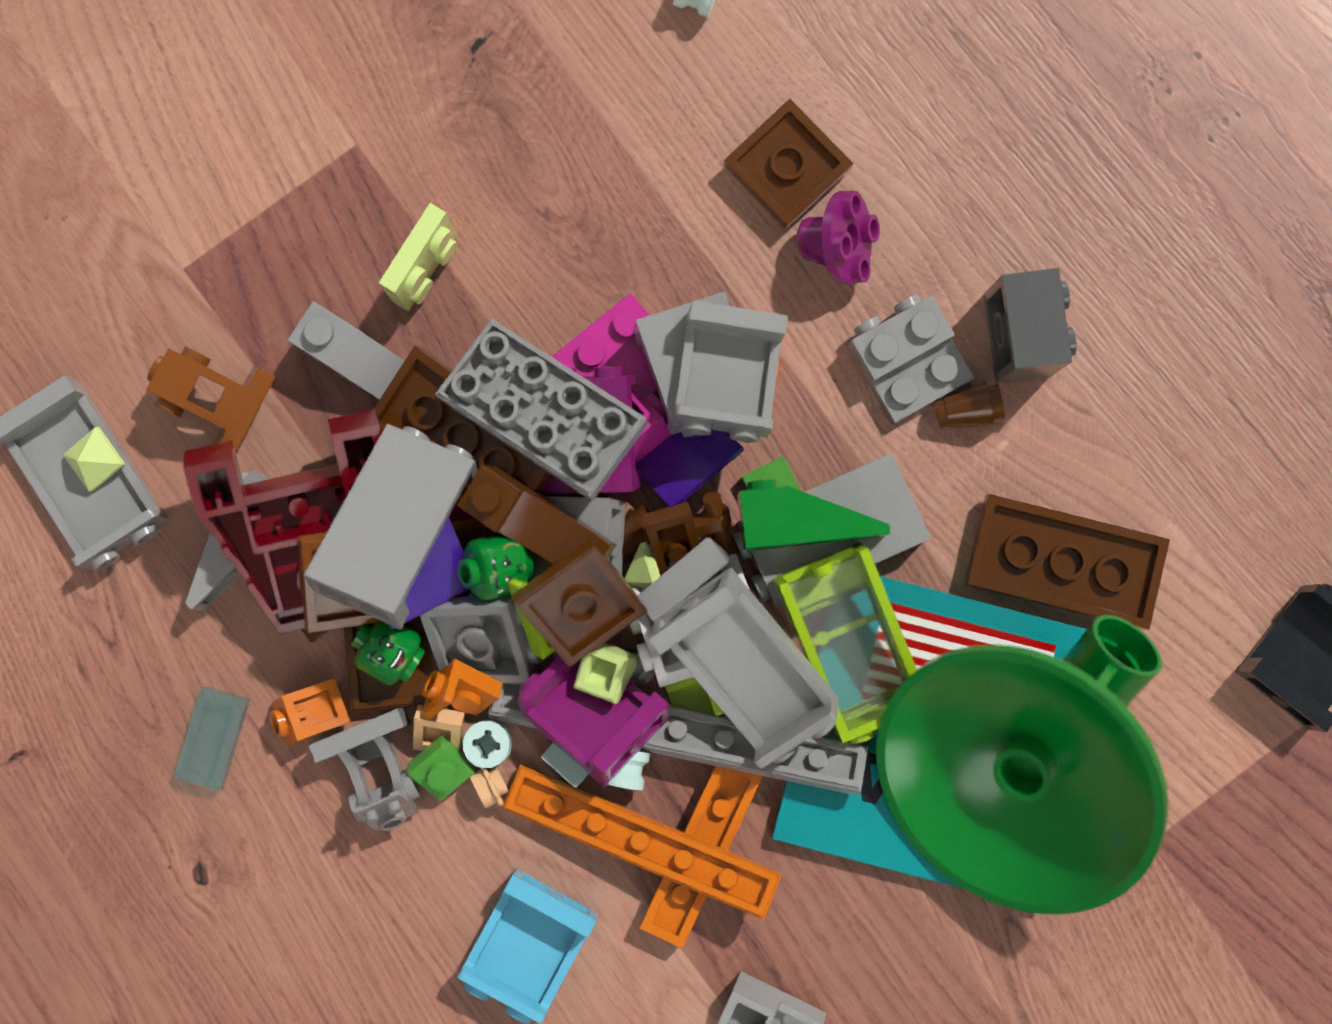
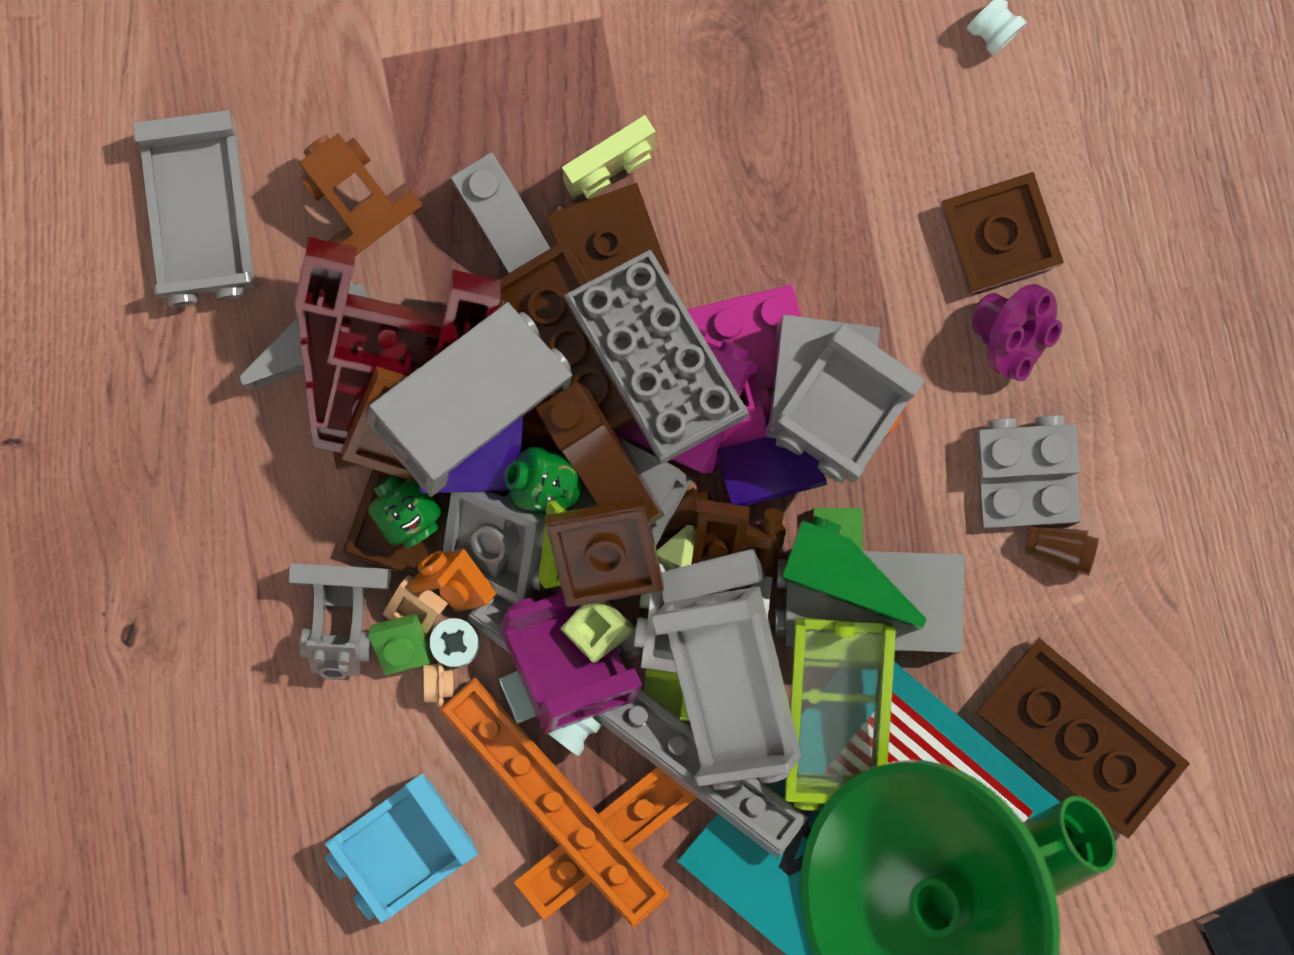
camera: 30 degrees right, 0 degrees up
(94, 459) = (216, 200): yellowish green slope -> none
(212, 738) = (201, 513): clear light blue tile -> none
(308, 712) = (302, 533): orange bracket -> none
(447, 321) = (608, 230): none -> reddish brown plate
(1029, 325) = (1153, 497): dark grey brick -> none

